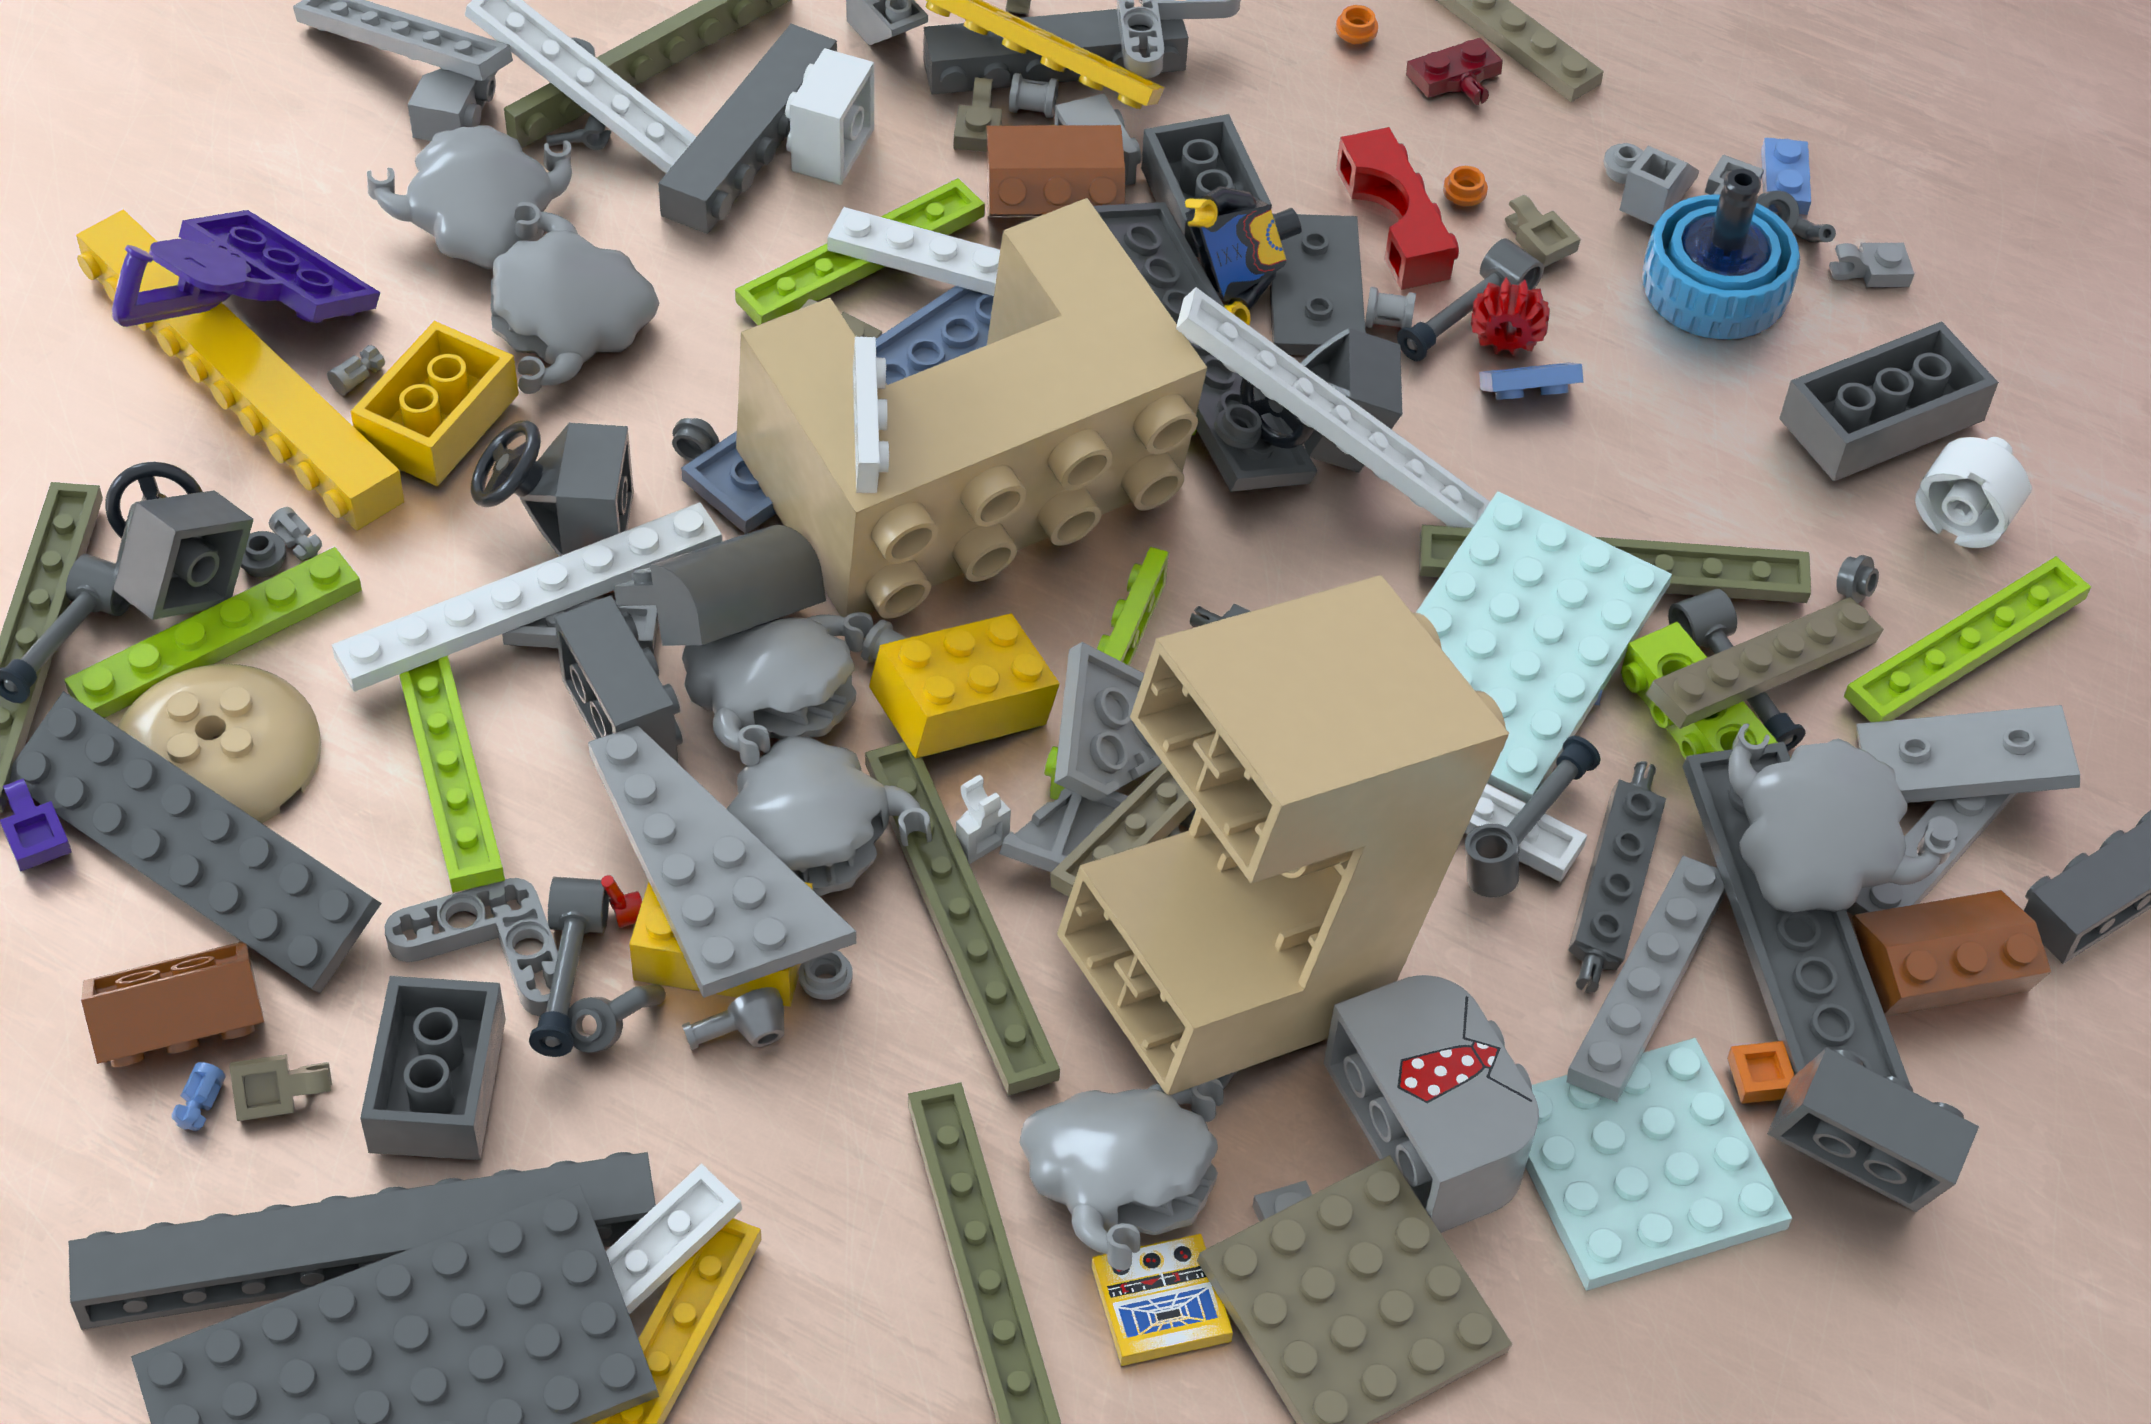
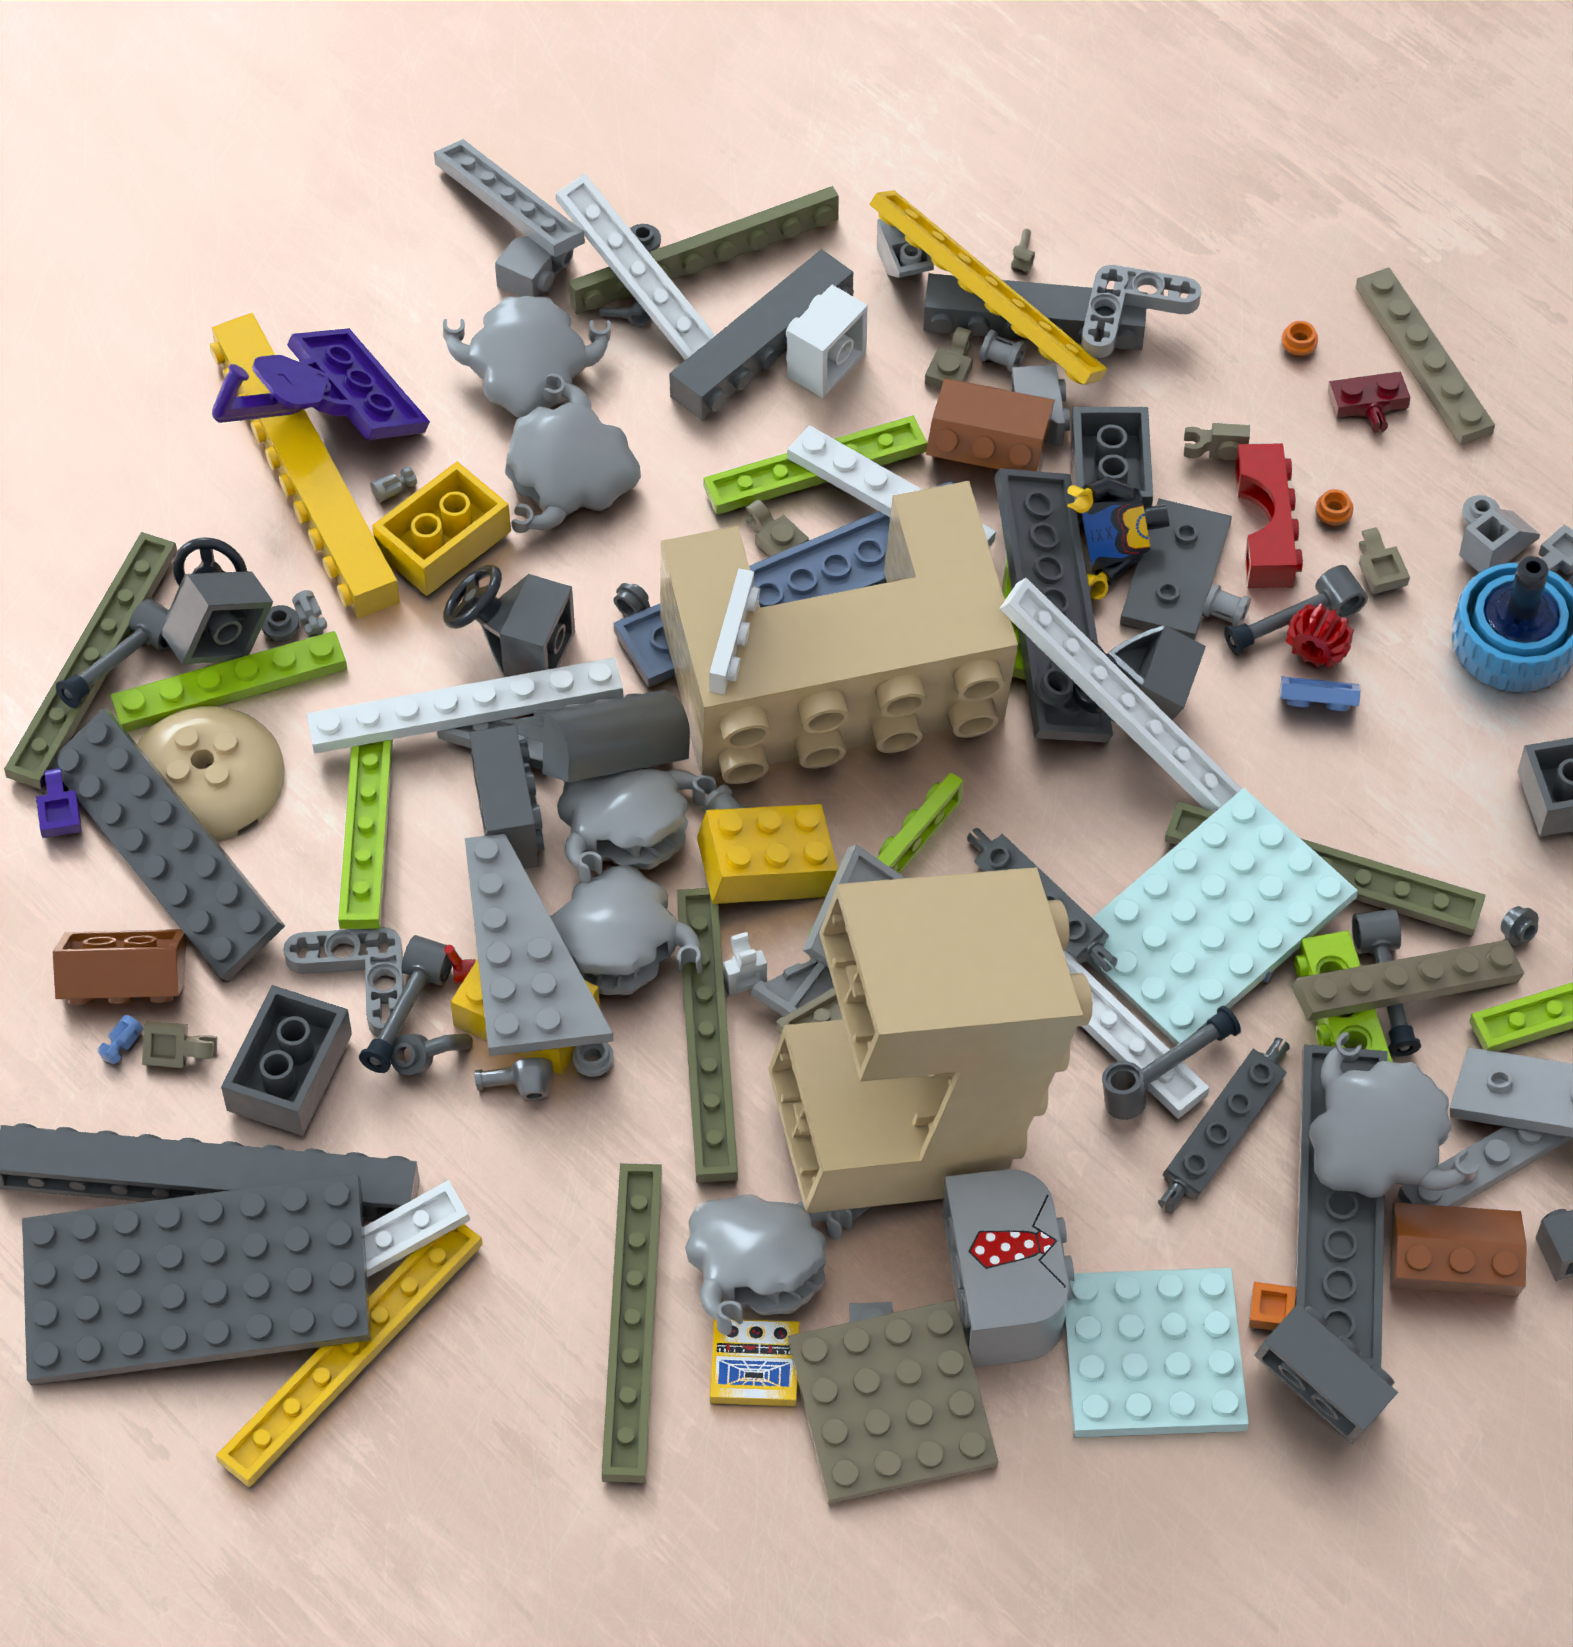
camera: 20 degrees right, 5 degrees up
(1314, 144) = (1219, 441): none -> dark tan plate
(1648, 980) = (1210, 1213): light grey plate -> none

